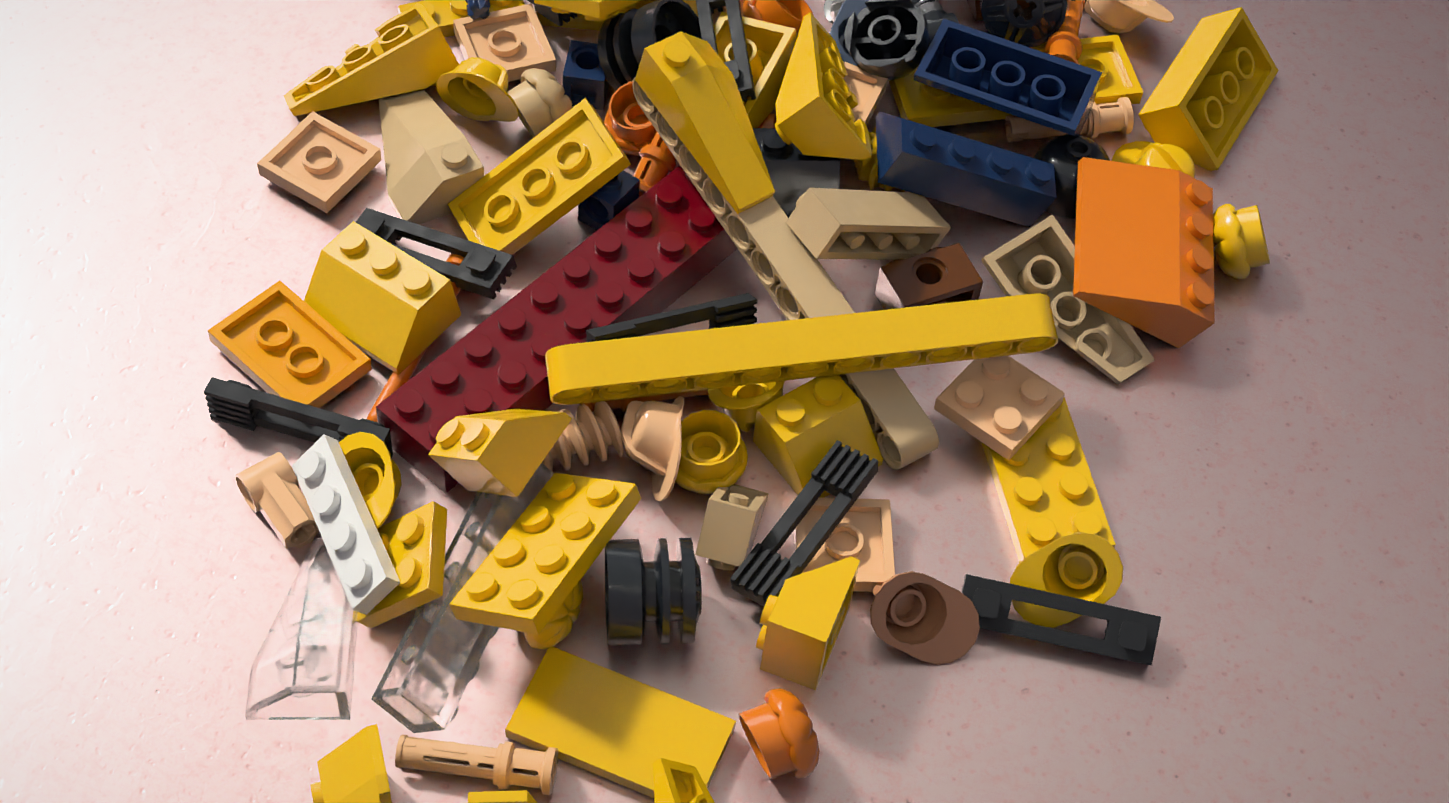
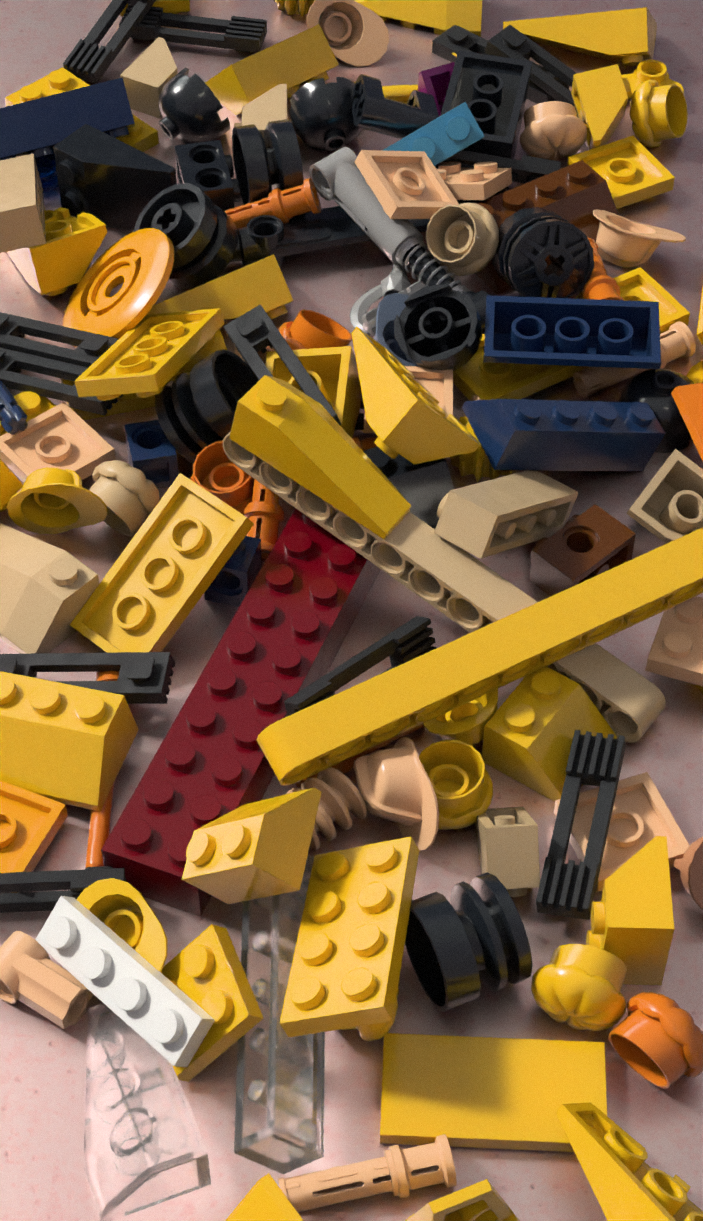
camera: 15 degrees left, 5 degrees down
(734, 666) = (581, 987): none -> yellow piece

